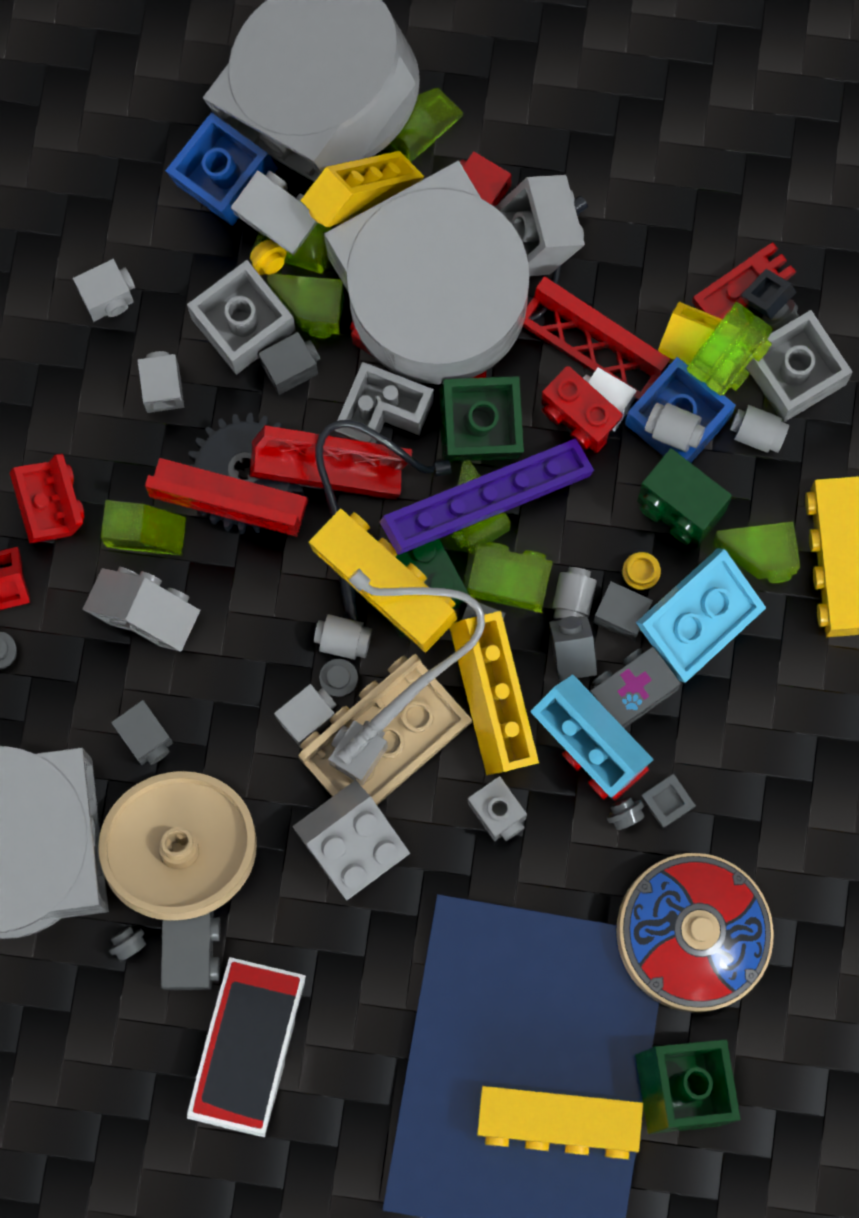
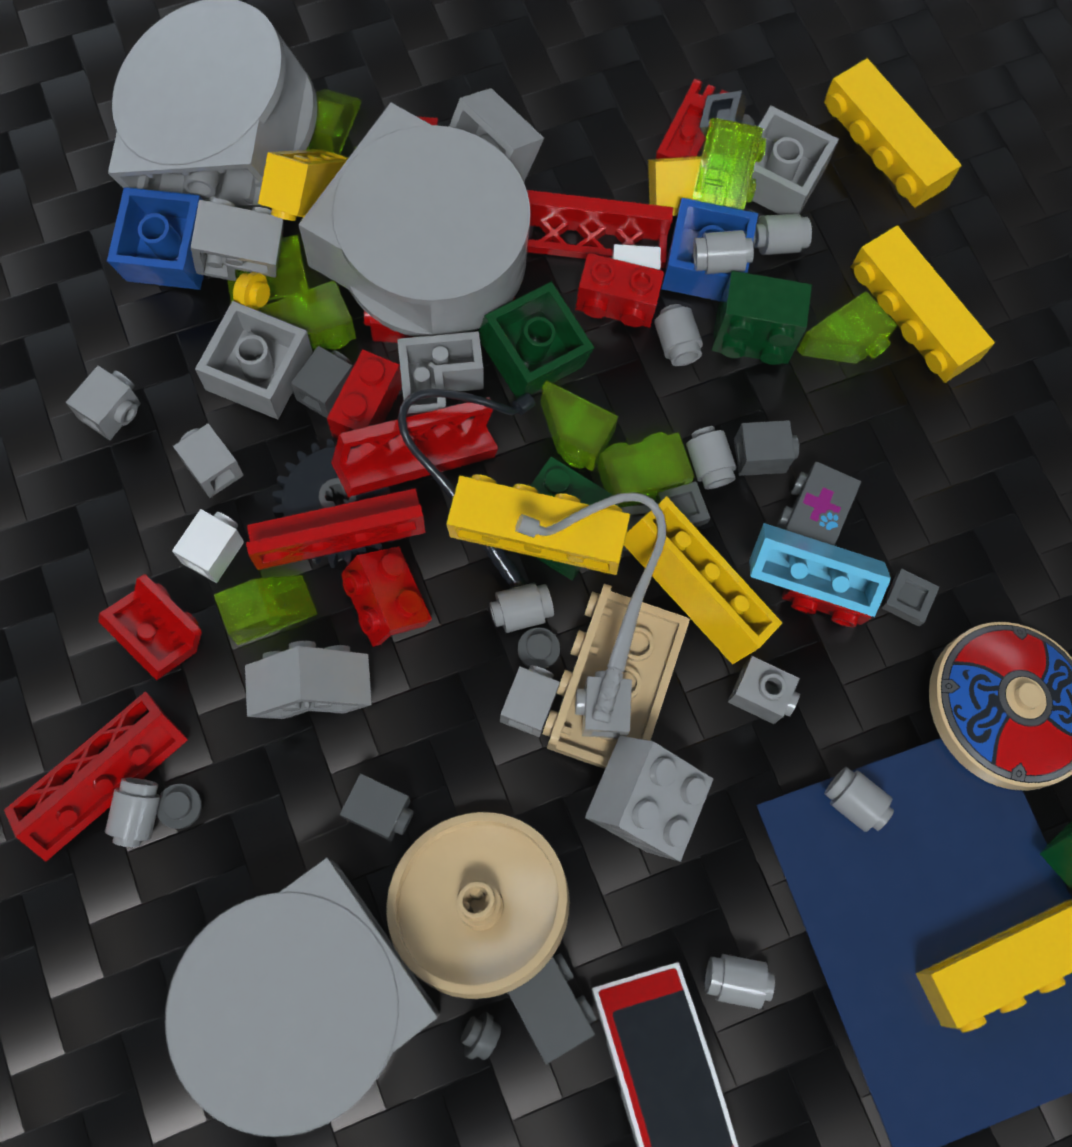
camera: 40 degrees left, 5 degrees down
(125, 454) = (209, 544): none -> white brick
(241, 568) = (384, 594): none -> red bracket
(312, 396) = (366, 394): none -> red brick
(342, 1014) = (739, 981): none -> light grey brick
(486, 496) = (583, 405): dark purple plate -> none
(516, 933) = (859, 800): none -> light grey brick
(524, 625) = (689, 502): none -> dark grey plate
(573, 647) = (743, 501): dark grey brick -> none
(611, 474) = (679, 335): none -> light grey brick
(625, 813) = (881, 629): dark grey plate -> none
(641, 571) = (755, 405): yellow plate -> none
(701, 615) = (837, 411): medium azure plate -> none

